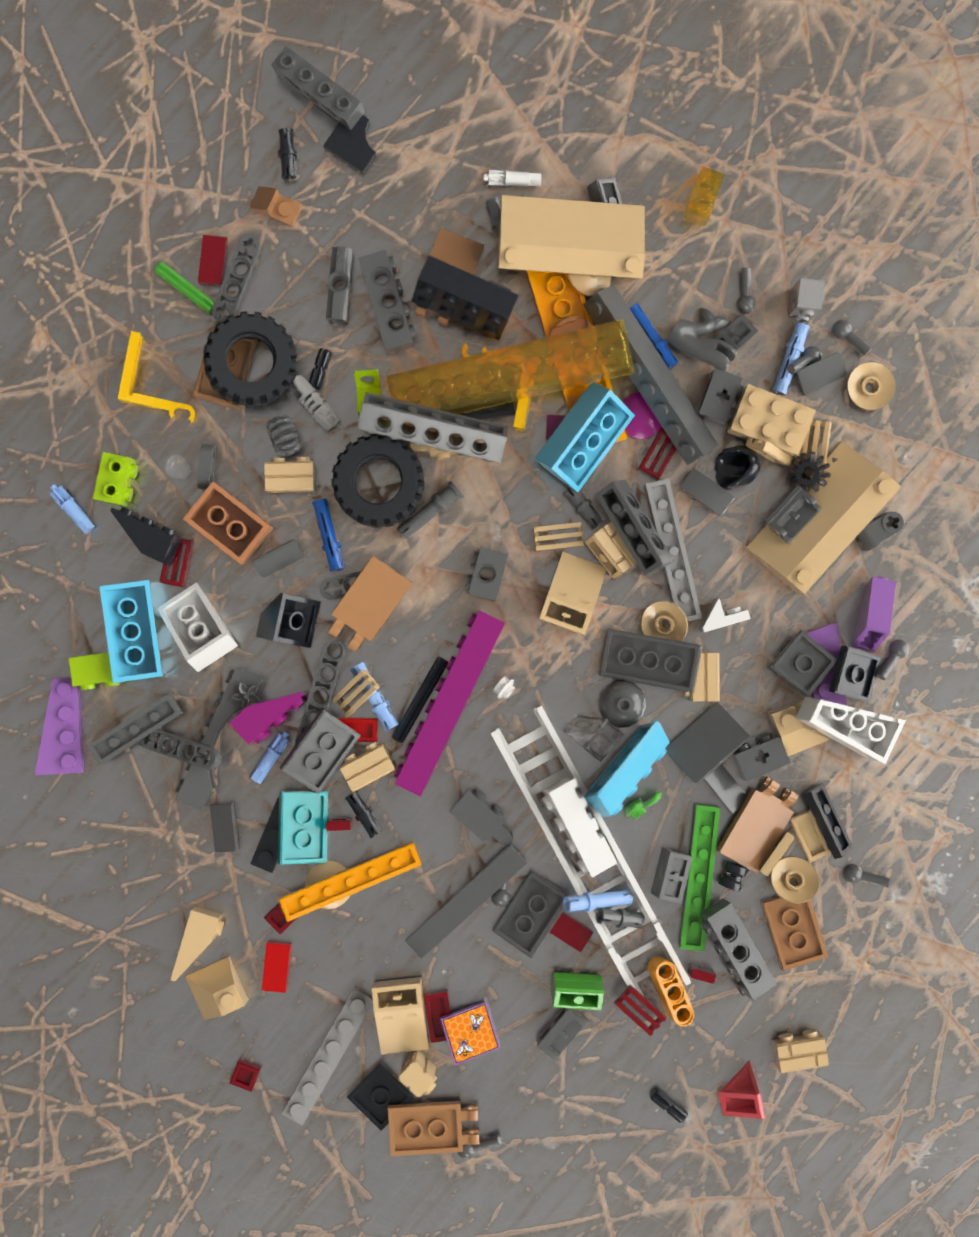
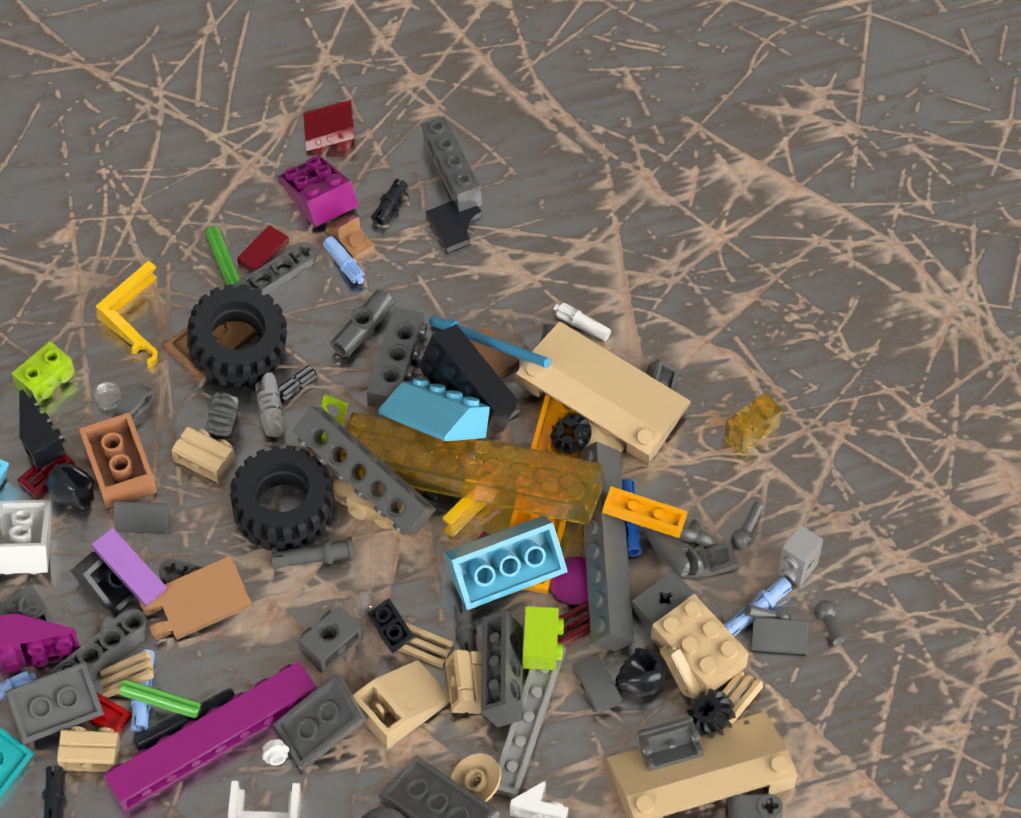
camera: 30 degrees right, 30 degrees down
(190, 107) = (329, 127): none -> dark red slope
(206, 566) = (70, 485): none -> black hair
(221, 177) = (318, 190): none -> magenta slope
(286, 232) = (344, 260): none -> light blue piece
(304, 614) = (129, 567): none -> medium lavender tile
(321, 509) = (199, 532): blue pin -> none
(339, 824) = (22, 789): dark red tile -> none
(395, 700) = (159, 698): none -> bright green axle
(414, 247) = (493, 342): none -> dark azure bar
(457, 342) = (436, 411): none -> medium azure slope
(525, 647) = (320, 721): none -> dark grey tile
(527, 537) = (390, 625): none -> black slope
(579, 289) = (564, 442): none -> black gear
(650, 485) = (541, 637): none -> lime brick
(670, 334) = (644, 512): none -> light orange plate
(881, 380) = (827, 662): tan dish -> none

